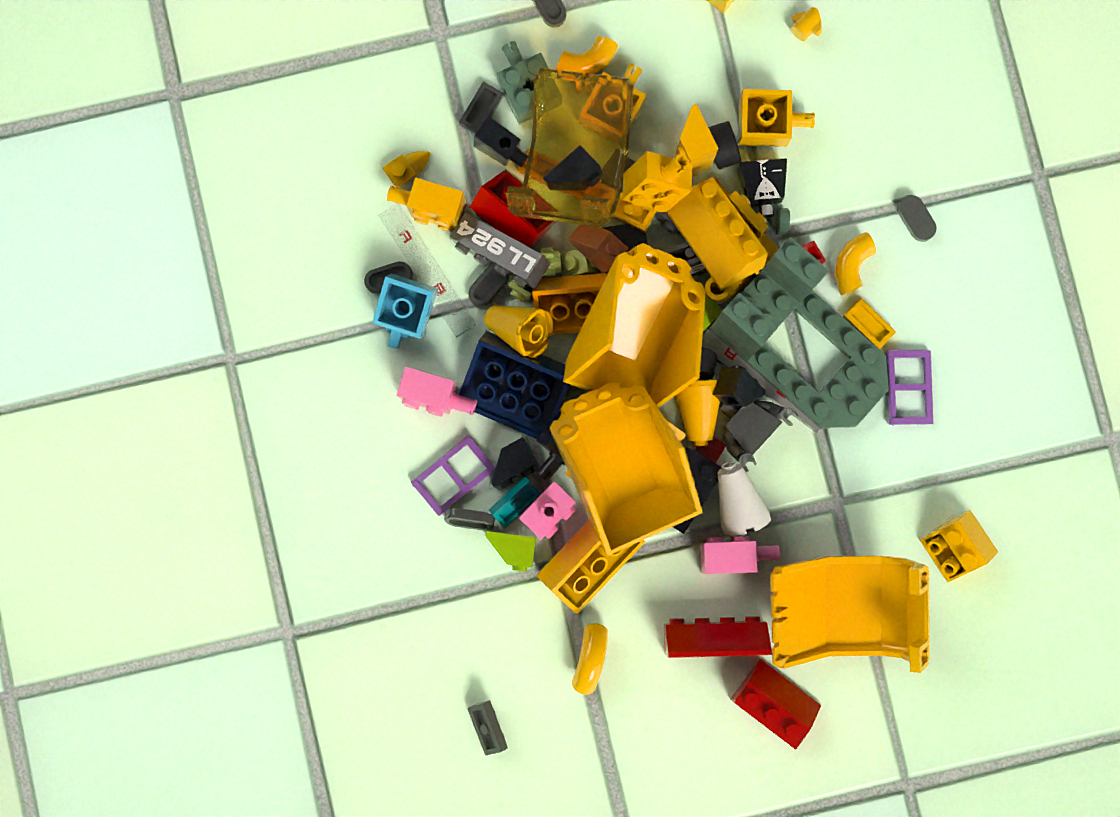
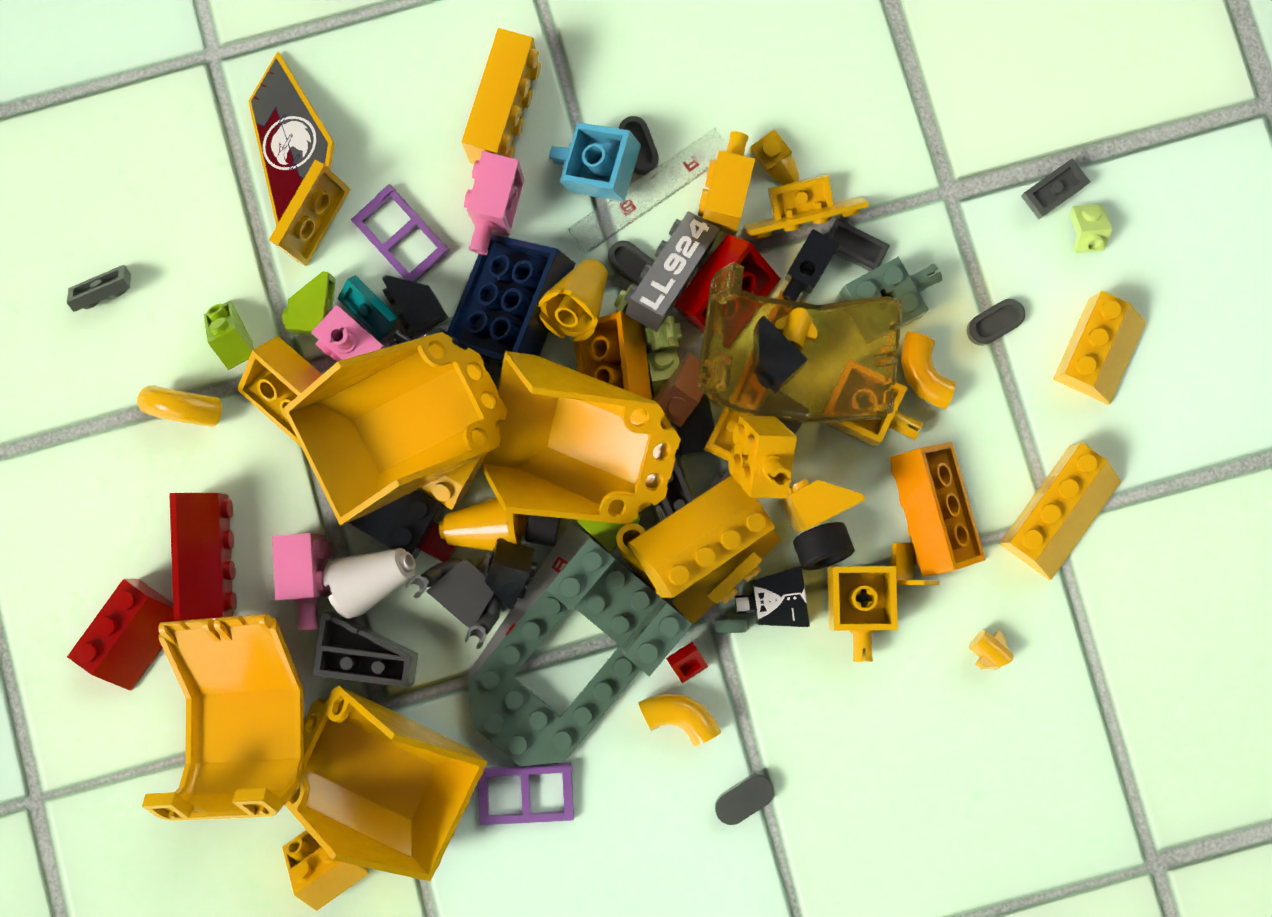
camera: 90 degrees right, 0 degrees up
(346, 383) = (502, 96): none -> yellow brick
(382, 560) = (295, 162): none -> piece
(447, 148) = (802, 203): none -> yellow bracket
(469, 519) = (345, 253): dark grey tile -> none
(532, 618) = (227, 334): none -> lime slope
(551, 154) = (797, 327): none -> yellow piece
(697, 57) = (937, 509): none -> light orange slope
(736, 86) = (904, 561): none -> yellow bracket
(799, 510) = (361, 655): none -> dark grey wedge
(869, 323) = (604, 740): yellow tile -> none
(902, 493) = (381, 786): none -> yellow windscreen

